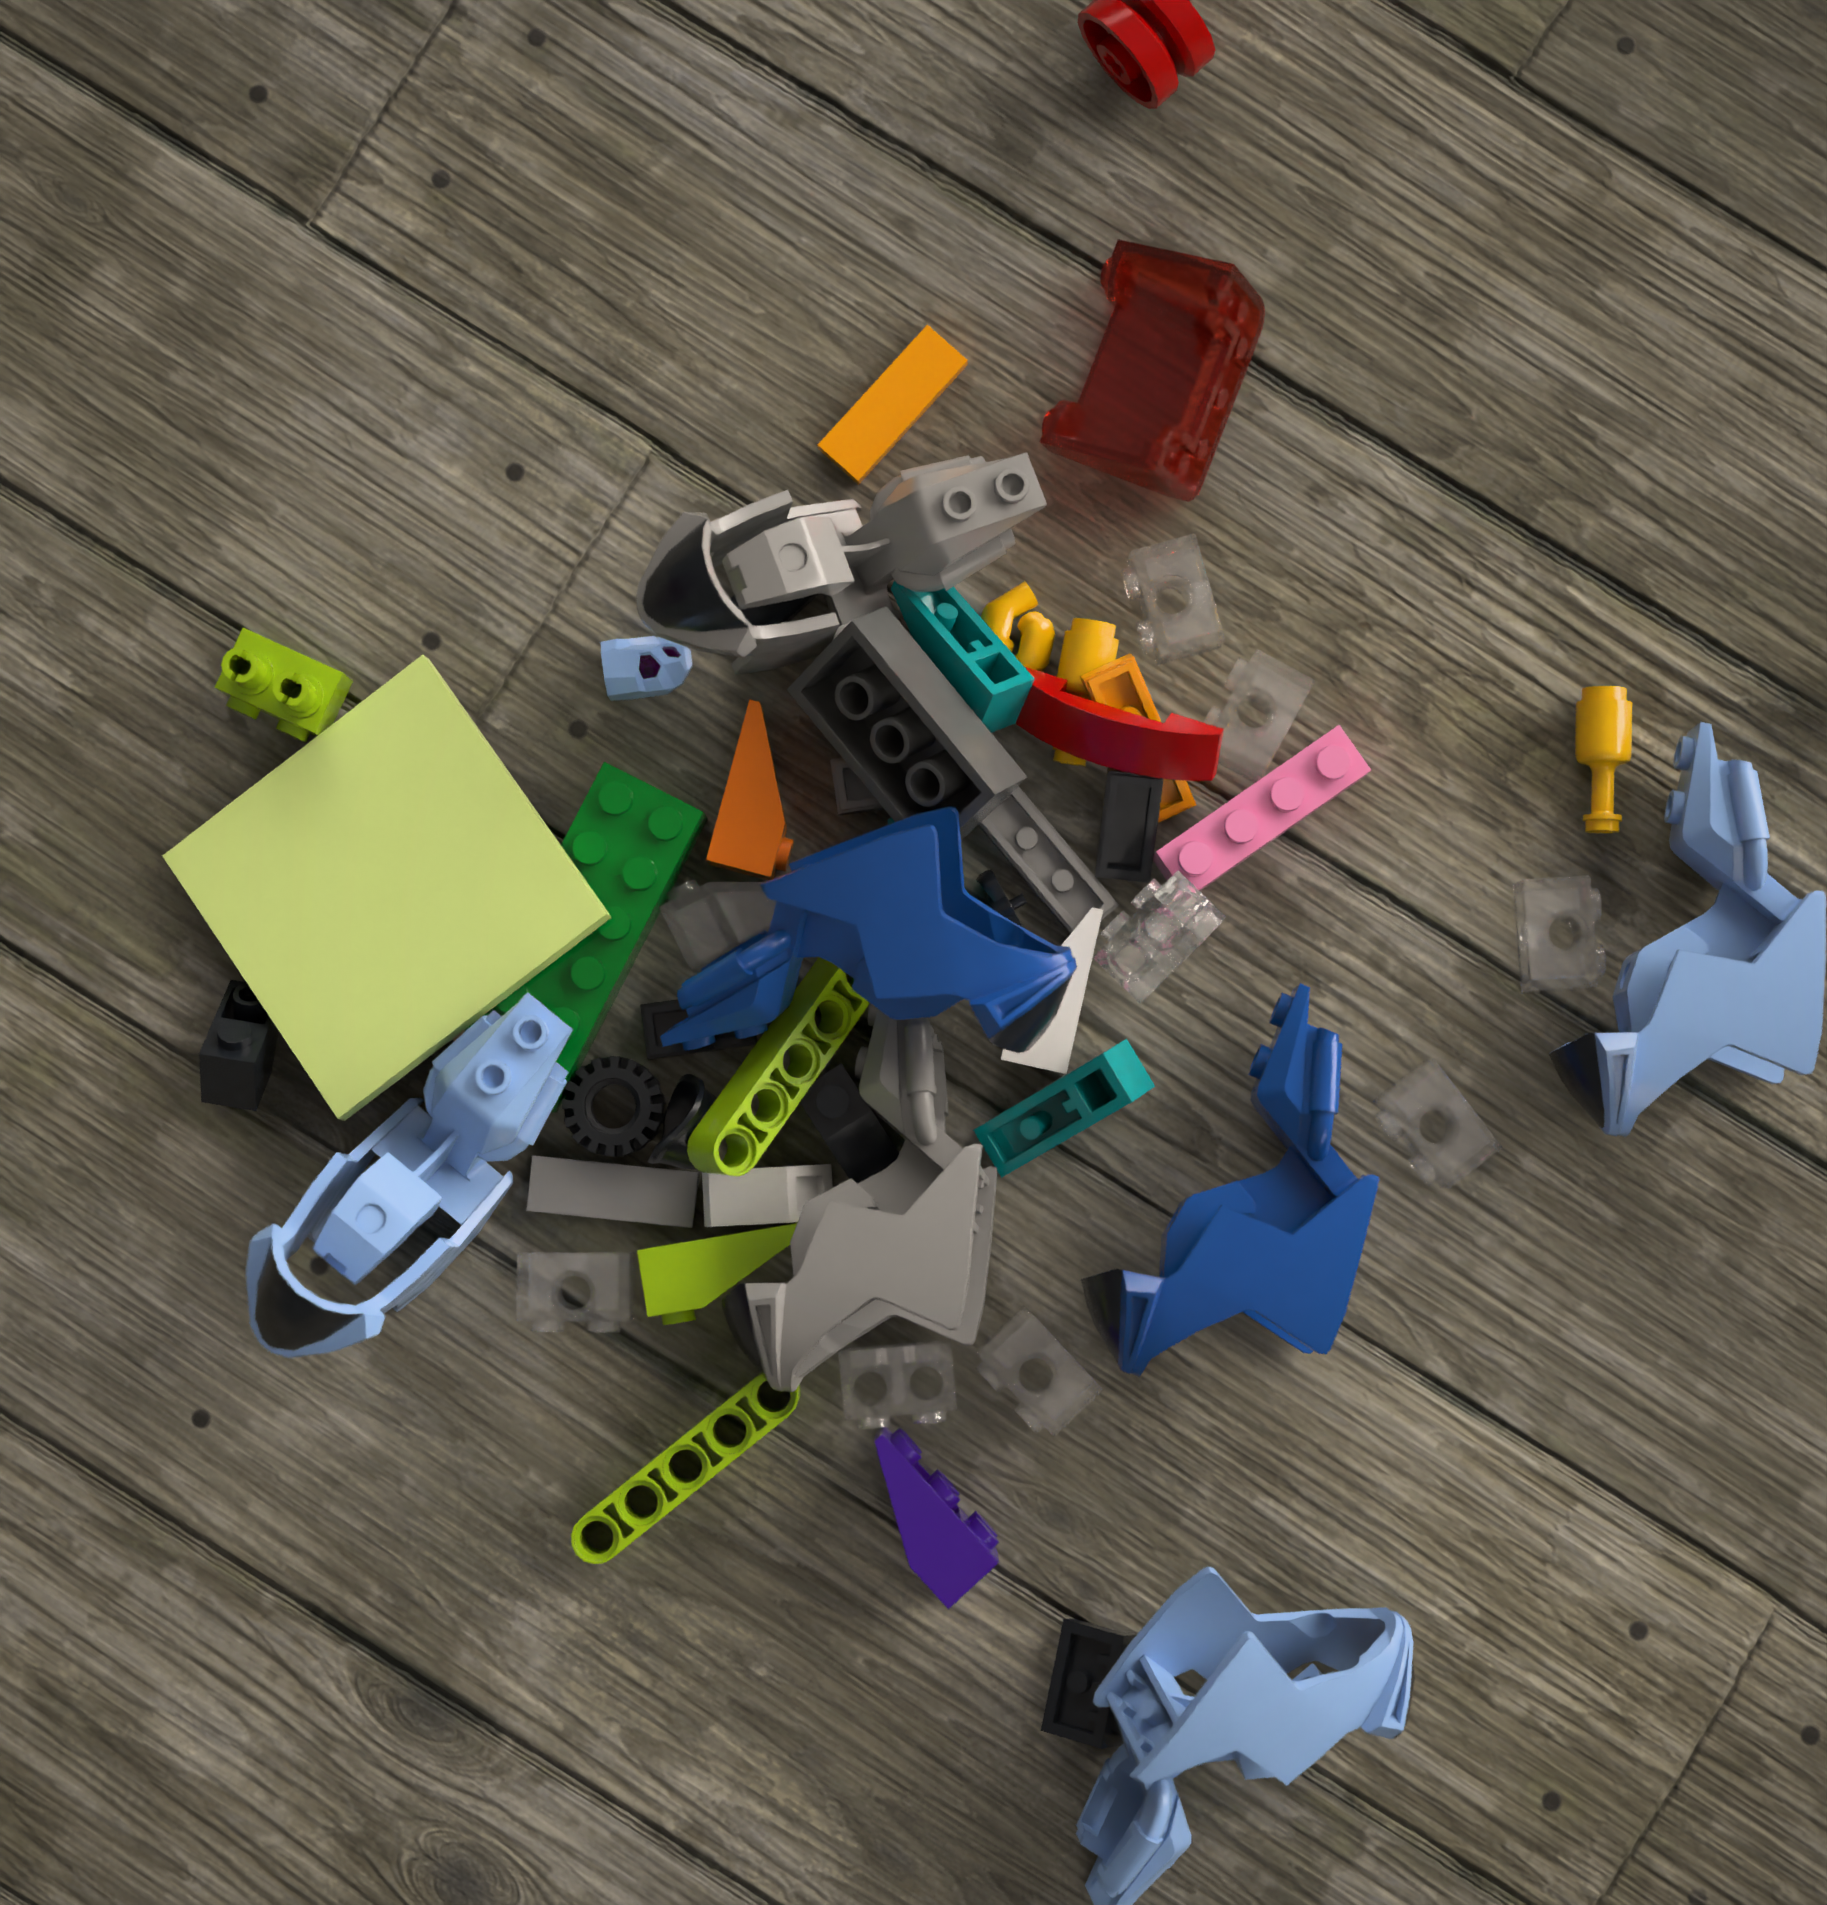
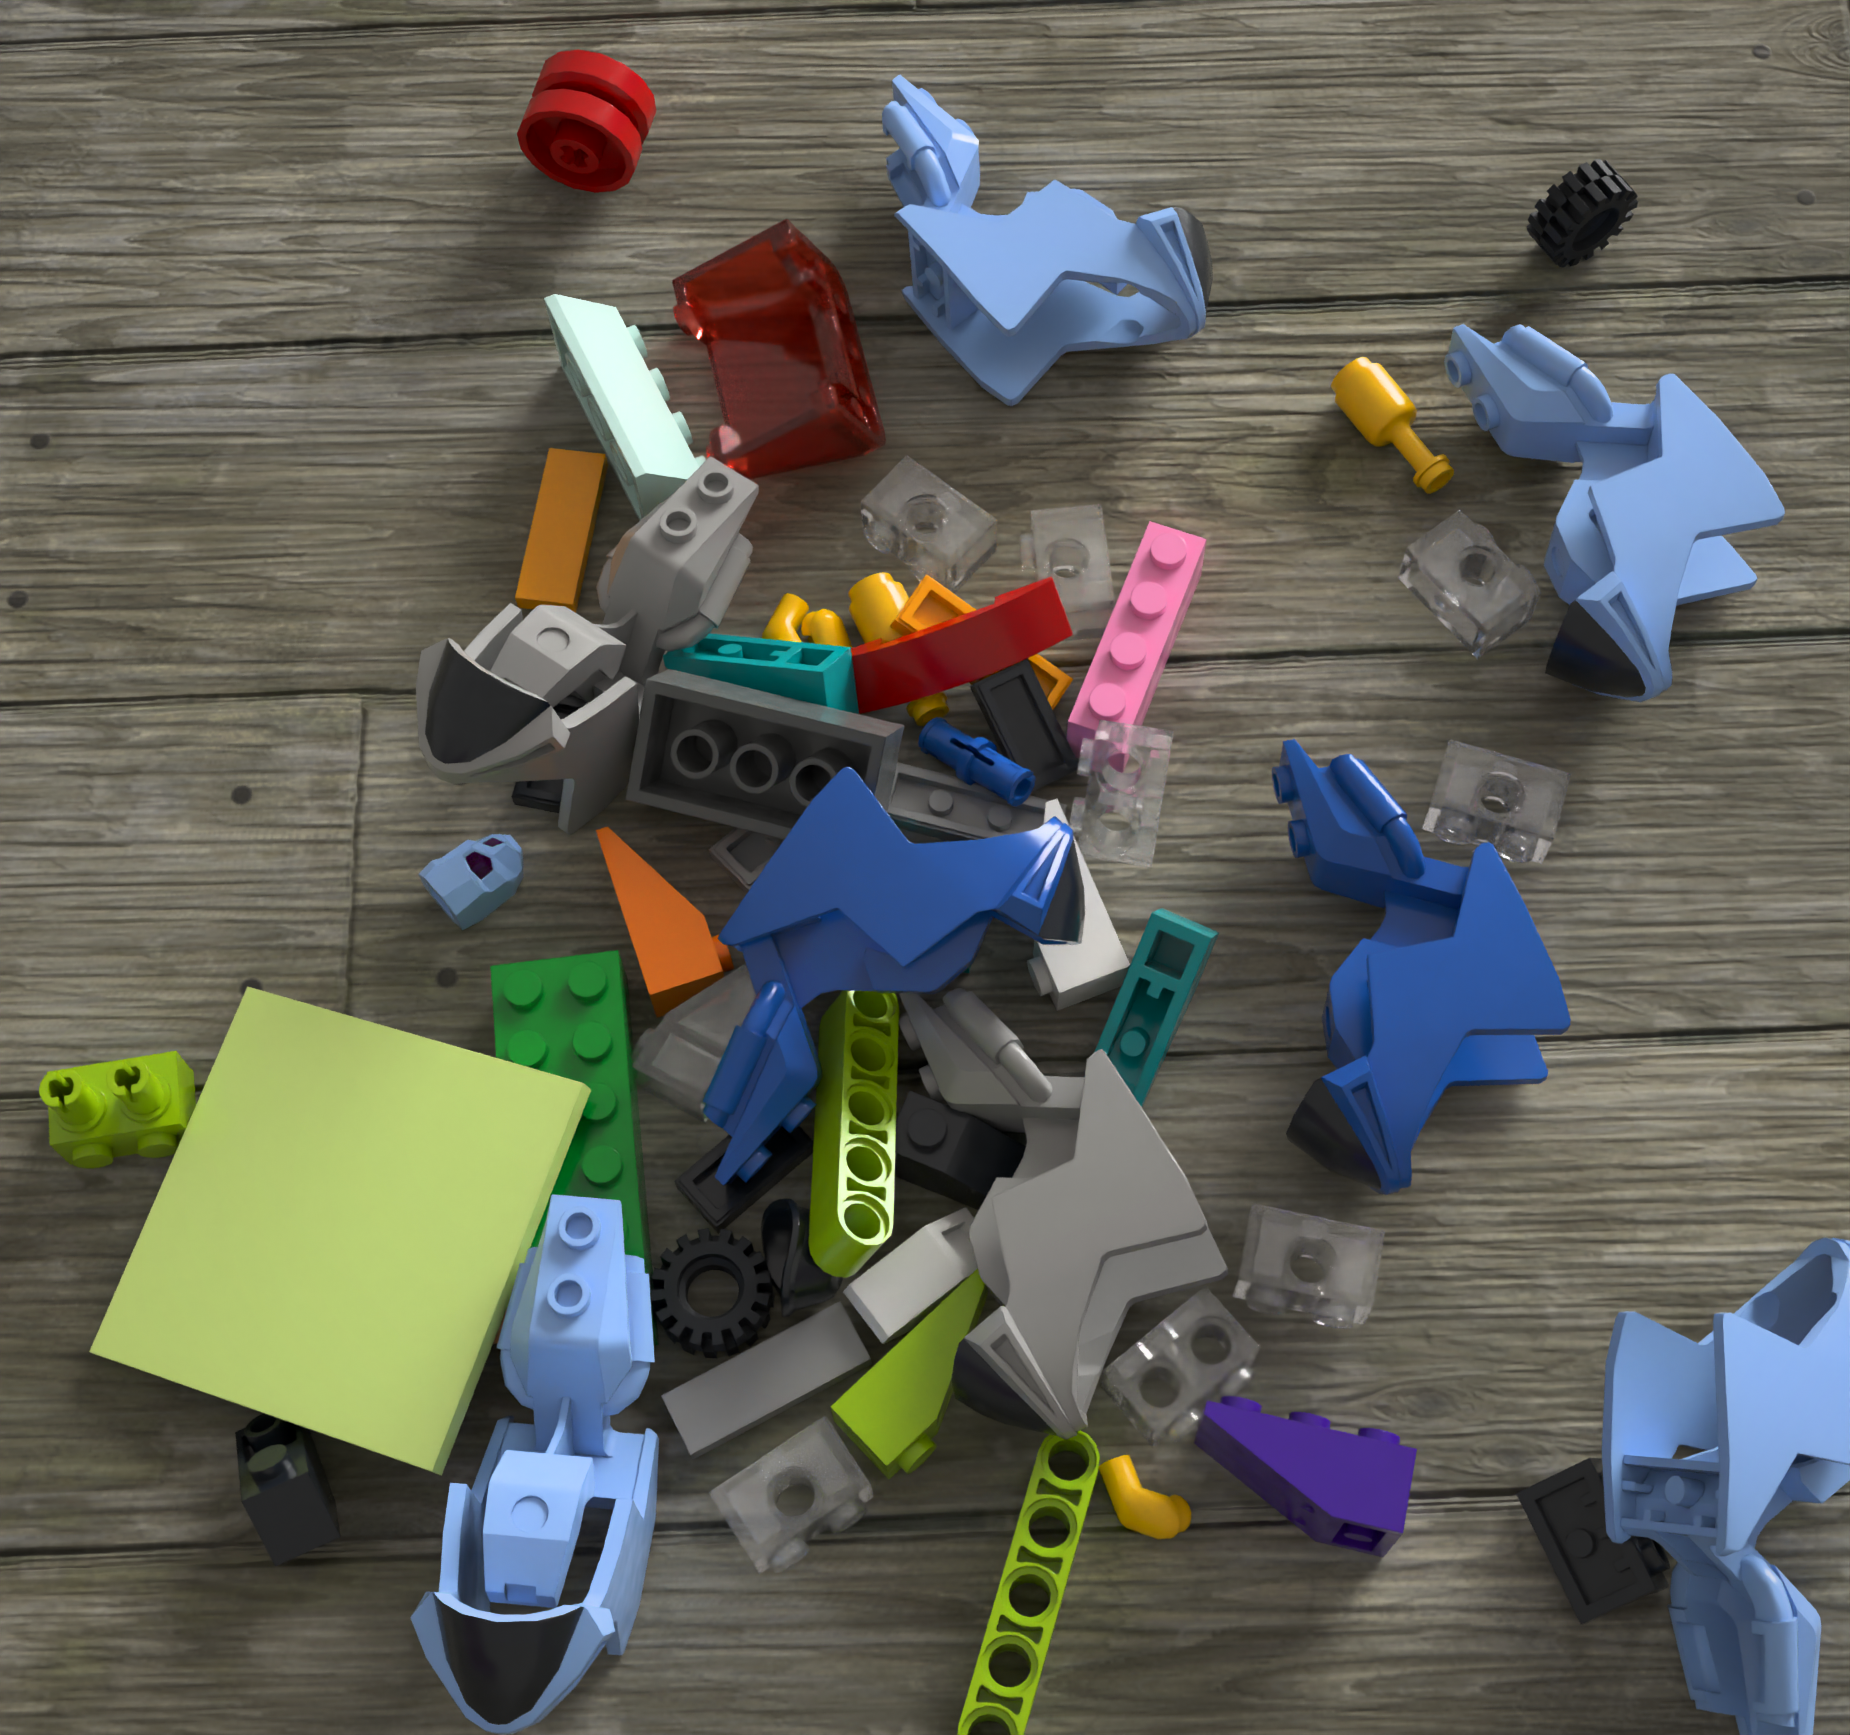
camera: 35 degrees left, 20 degrees down
(804, 1453) = (1141, 1508): none -> yellow arm
(1007, 340) = (623, 400): none -> light aqua slope
(1063, 795) = (976, 761): none -> blue pin
(1411, 439) = (1013, 286): none -> light blue piece

